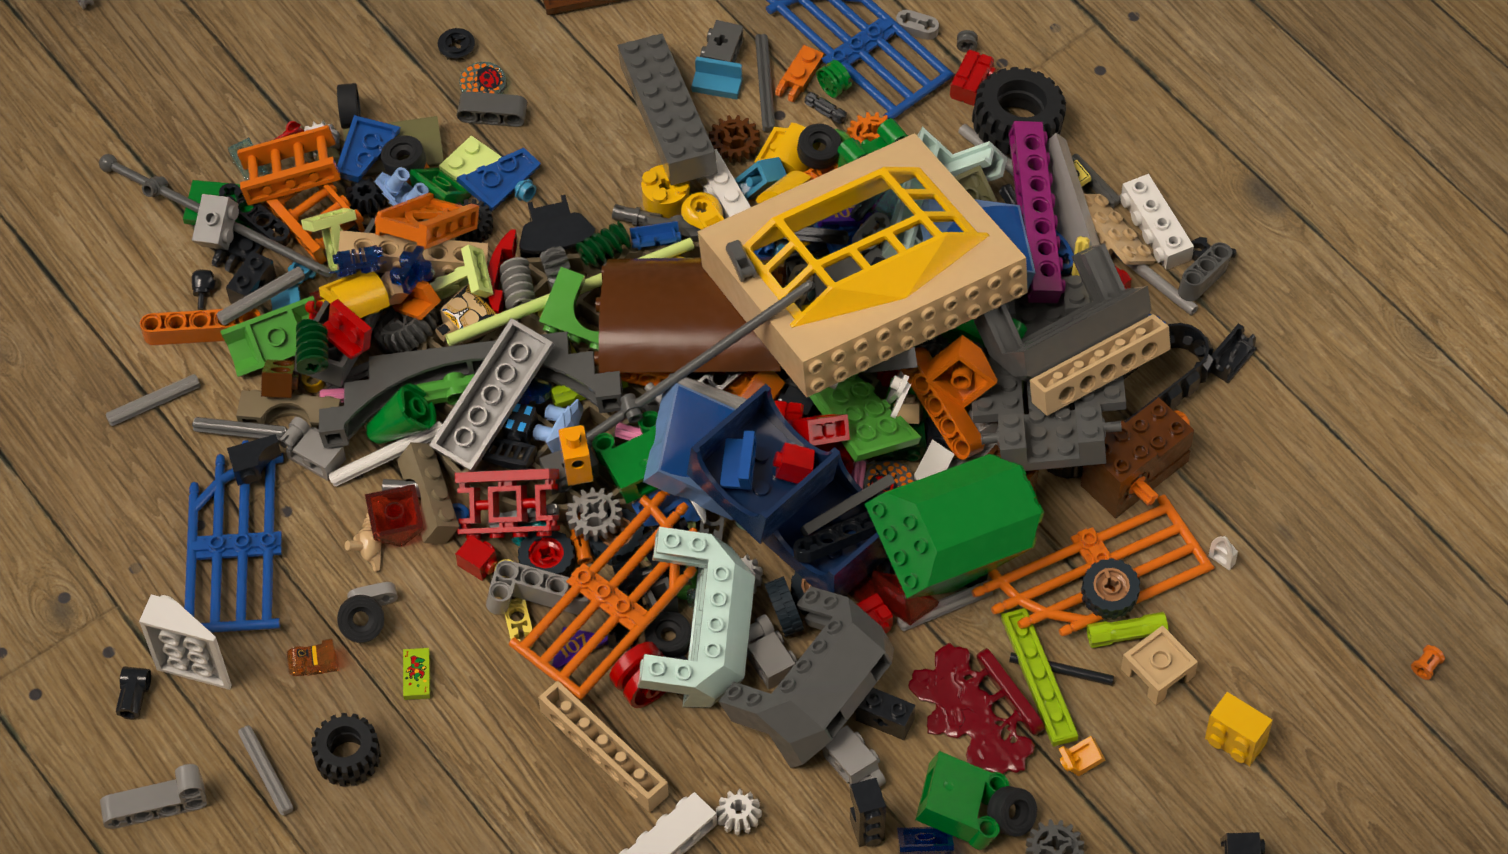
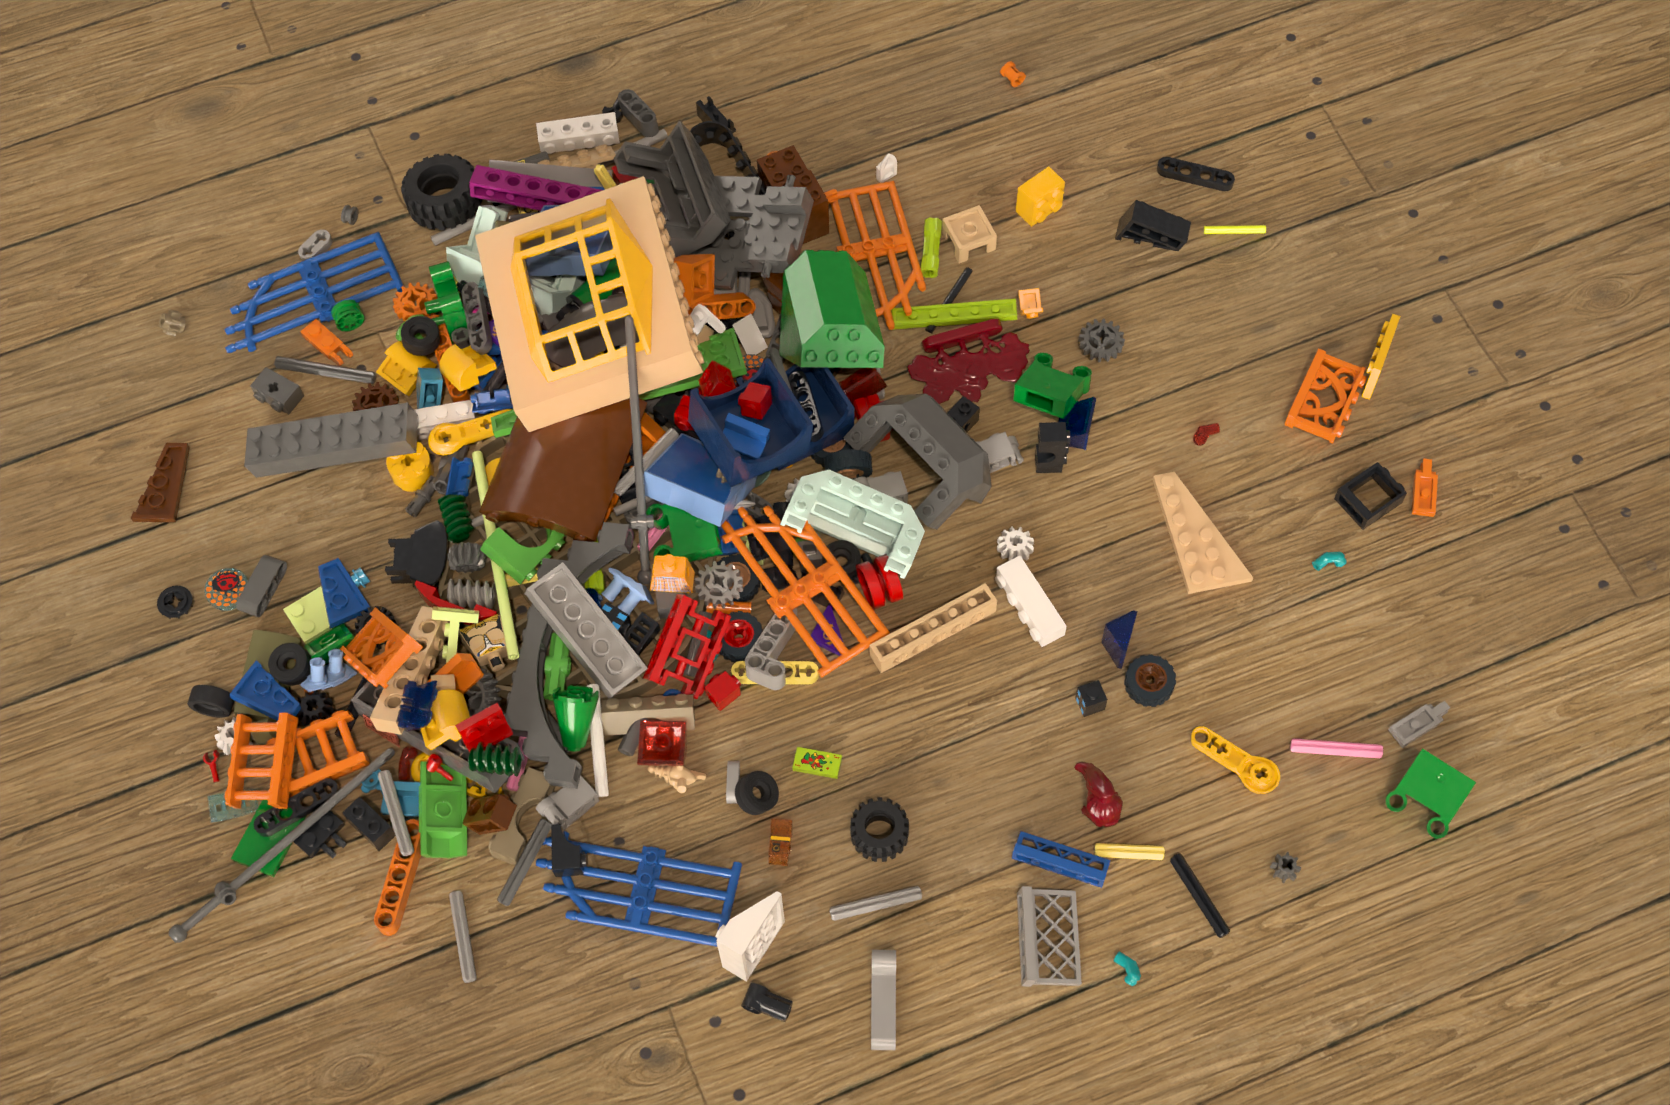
camera: 75 degrees left, 5 degrees up
(202, 283) = (352, 869): black piece -> none
(215, 222) = (297, 838): light grey brick -> none
(329, 224) = (350, 736): yellowish green bracket -> none
(413, 270) = (445, 669): clear blue hips -> none
(717, 78) = (306, 401): dark azure panel -> none
(740, 260) = (564, 379): dark grey bar -> none
(825, 107) = (370, 331): black axle -> none
(970, 75) = (388, 219): red brick -> none
(1024, 815) = (1067, 355): black tyre -> none
(1100, 364) = (725, 181): tan brick -> none
(1102, 599) = (891, 247): black wheel -> none

